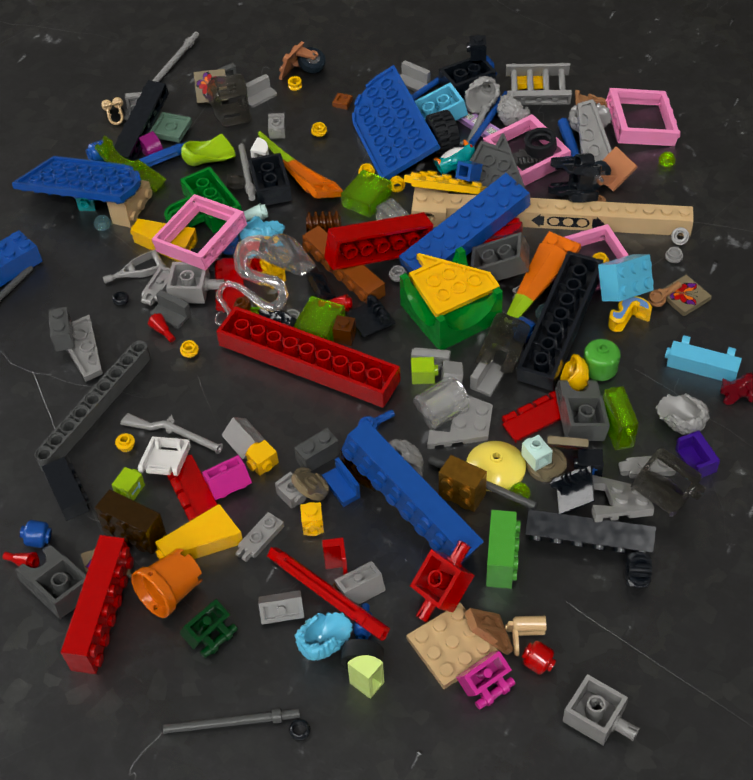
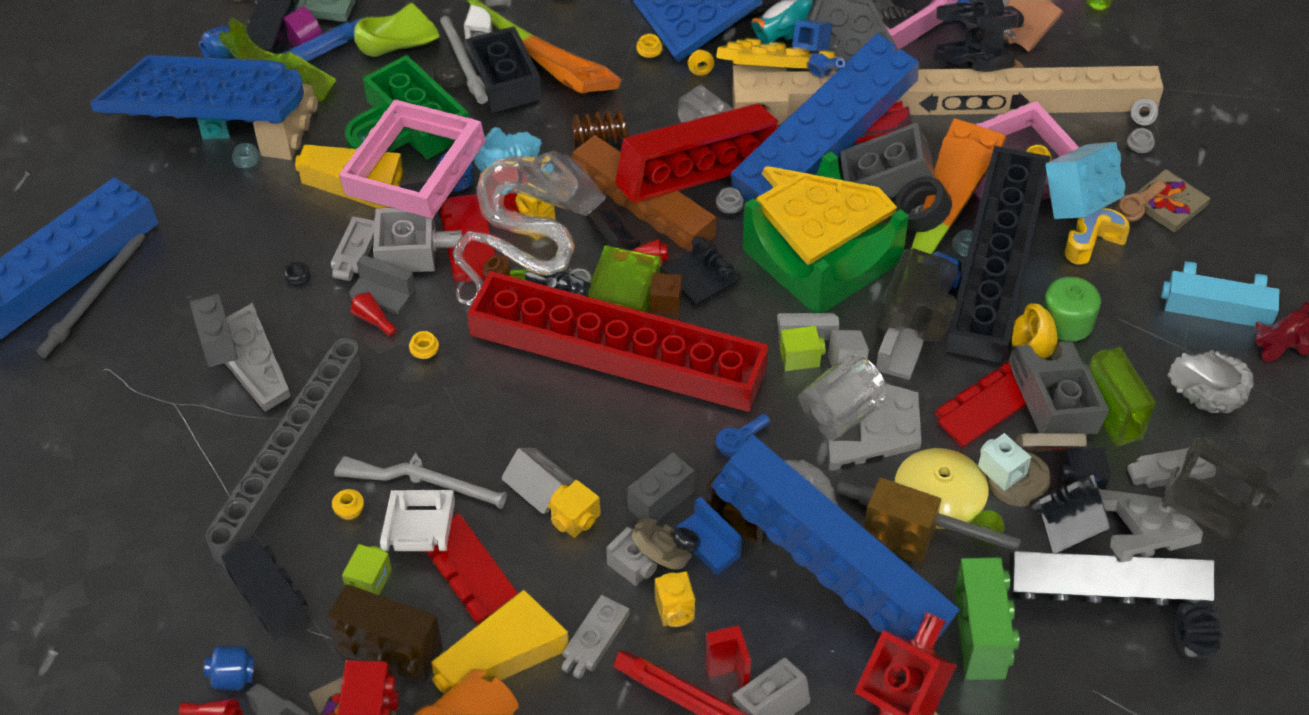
camera: 10 degrees left, 0 degrees up
(130, 271) = (308, 230): light grey piece -> none
(227, 477) = (526, 545): dark pink brick -> none
(258, 210) = (493, 118): light aqua cone -> none
(326, 482) = (686, 539): none -> black piece
(366, 193) = (656, 80): clear neon green brick -> none
(469, 190) = (821, 65): none -> blue plate
(521, 292) = (931, 216): none -> black tyre
(697, 453) = (1245, 438): dark purple panel -> none

